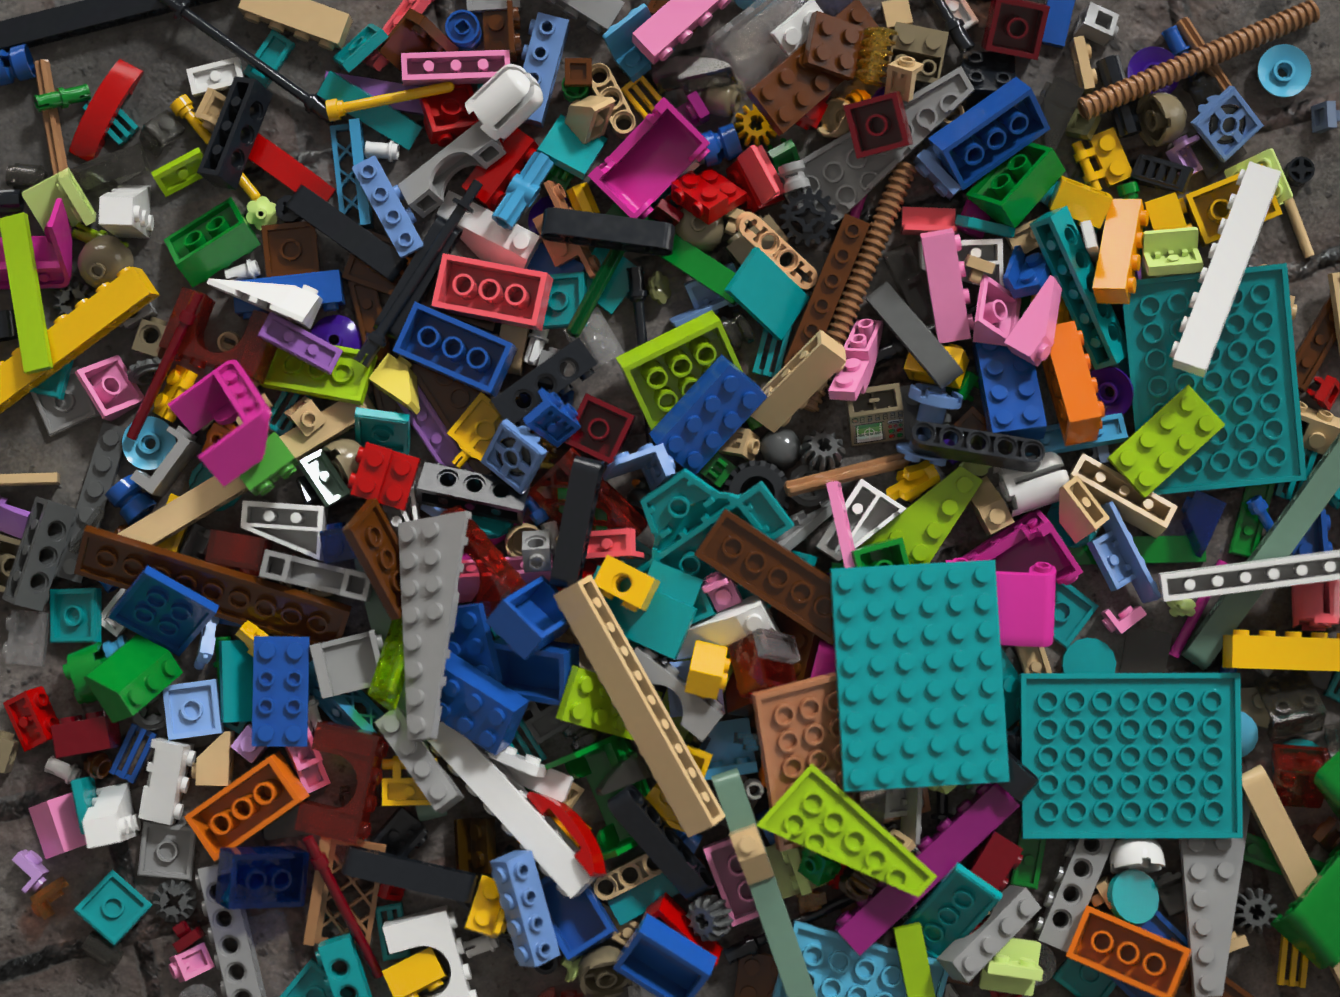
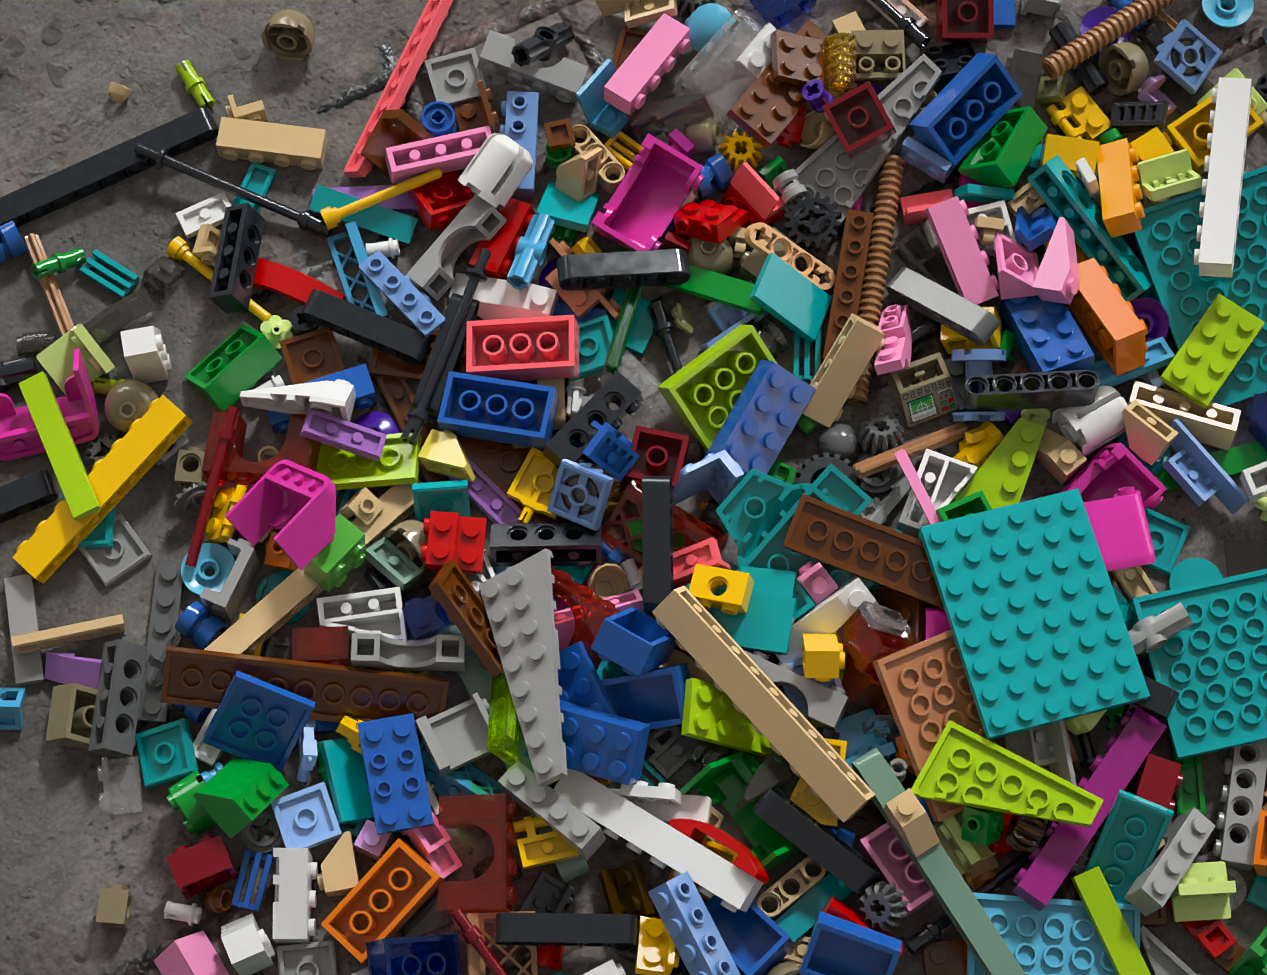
camera: 15 degrees left, 15 degrees down
(31, 717) = (141, 866): red bracket -> none
(83, 792) = (214, 932): teal tile -> none
(103, 109) = (100, 269): red slope -> none
(110, 388) = (159, 525): bright pink slope -> none
(179, 172) = (189, 309): lime plate -> none
(360, 47) = (342, 157): teal tile -> none
(536, 550) = (622, 584): light grey brick -> none
(742, 444) = (798, 445): tan bracket -> none
(841, 91) = (817, 96): none -> dark purple bush
(902, 77) = (871, 70): tan bracket -> none
(1035, 714) = (1155, 631): none -> light grey piece
(1081, 54) = (1034, 31): tan plate -> none
(1128, 618) = (1218, 534): bright pink bracket -> none

